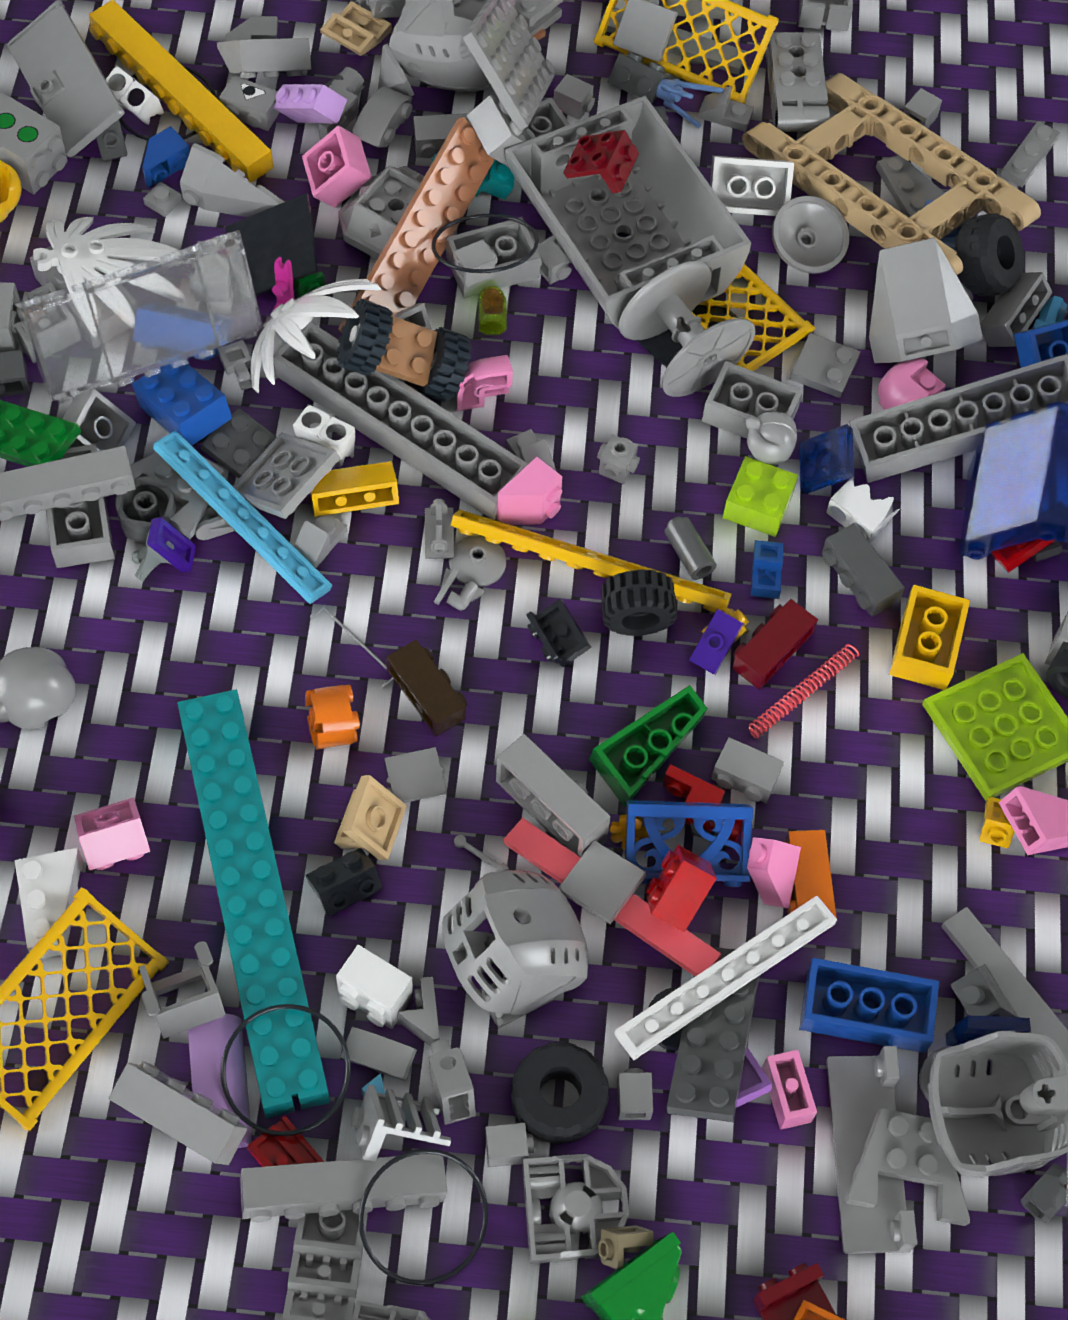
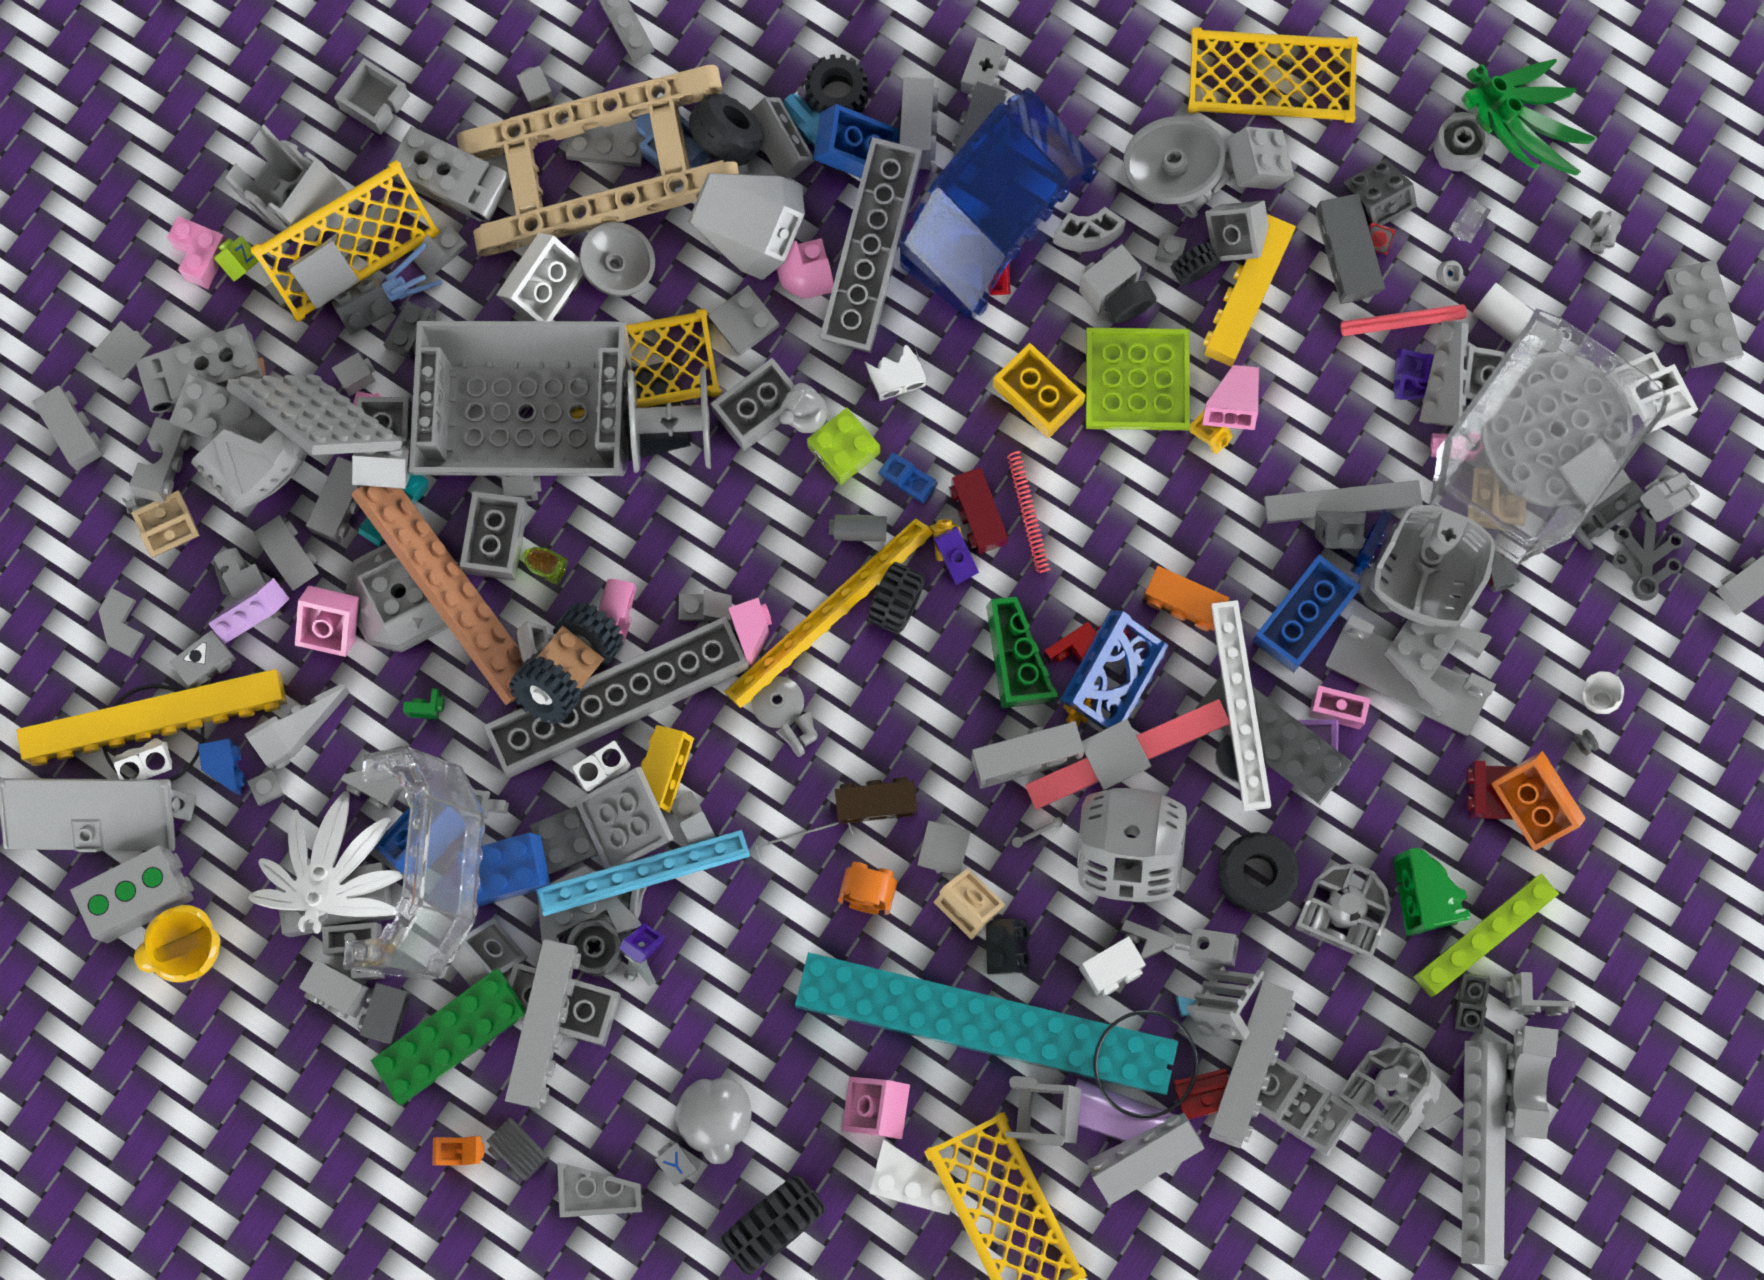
camera: 55 degrees left, 15 degrees up
(266, 56) = (161, 622): light grey slope -> none
(276, 233) = (379, 713): black piece -> none
(283, 282) = (435, 730): dark pink piece -> none
(294, 316) = (470, 735): white plant -> none
(379, 1053) = (1160, 988): light grey slope -> none
(391, 73) = (242, 521): light grey slope -> none
(438, 532) = (736, 719): light grey hinge -> none
(475, 257) = (507, 557): light grey brick -> none
(475, 1249) = (1262, 1032): black piece -> none
(485, 270) = (524, 563): black piece -> none
(508, 1144) = (1276, 930): light grey brick -> none
(559, 633) = (882, 673): black bracket -> none
(604, 154) = (472, 397): dark red bracket -> none
(618, 458) = (748, 548): light grey brick -> none
(620, 1240) = (1393, 885): dark tan bracket -> none
(634, 1095) = (1285, 819): light grey brick -> none
(680, 887) = (1155, 700): red brick -> none
(747, 770) = (1075, 594): light grey brick -> none
(773, 870) = (1169, 621): bright pink slope -> none
(826, 459) = (839, 374): clear blue plate -> none
(862, 570) = (950, 405): dark grey brick -> none

